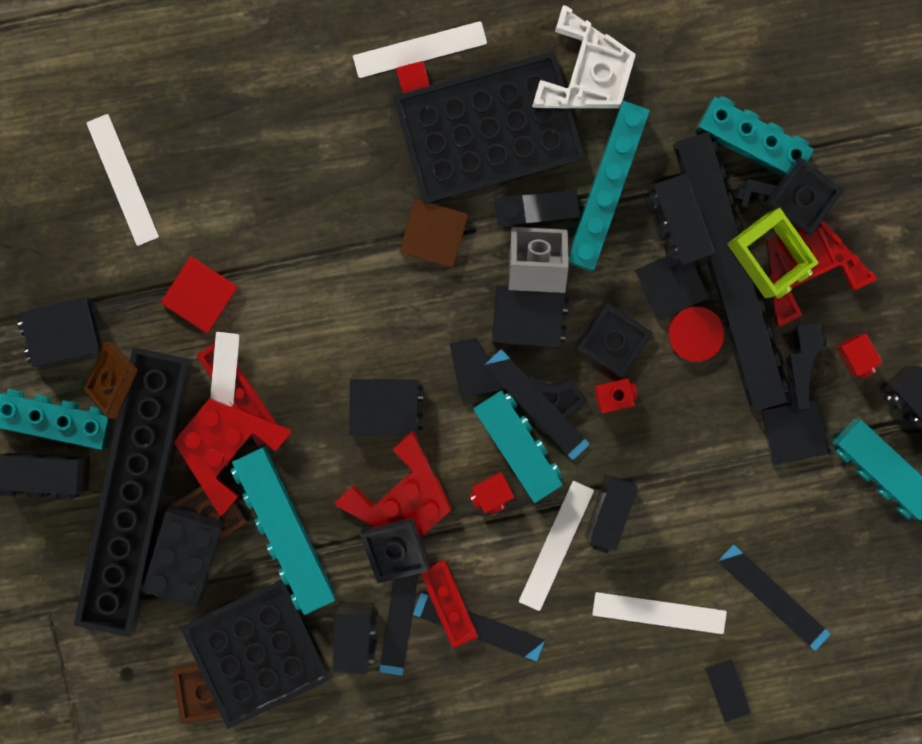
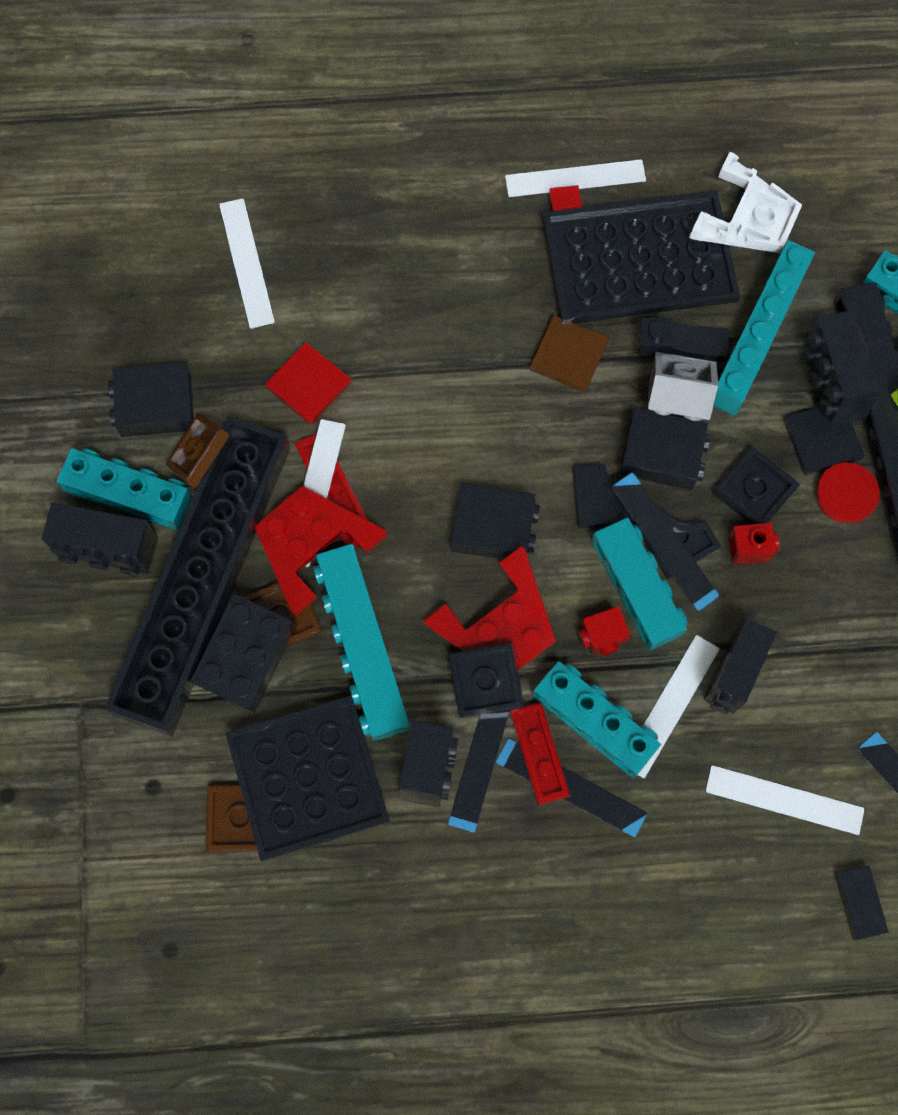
camera: 10 degrees right, 15 degrees down
(494, 571) = (596, 719): none -> teal brick

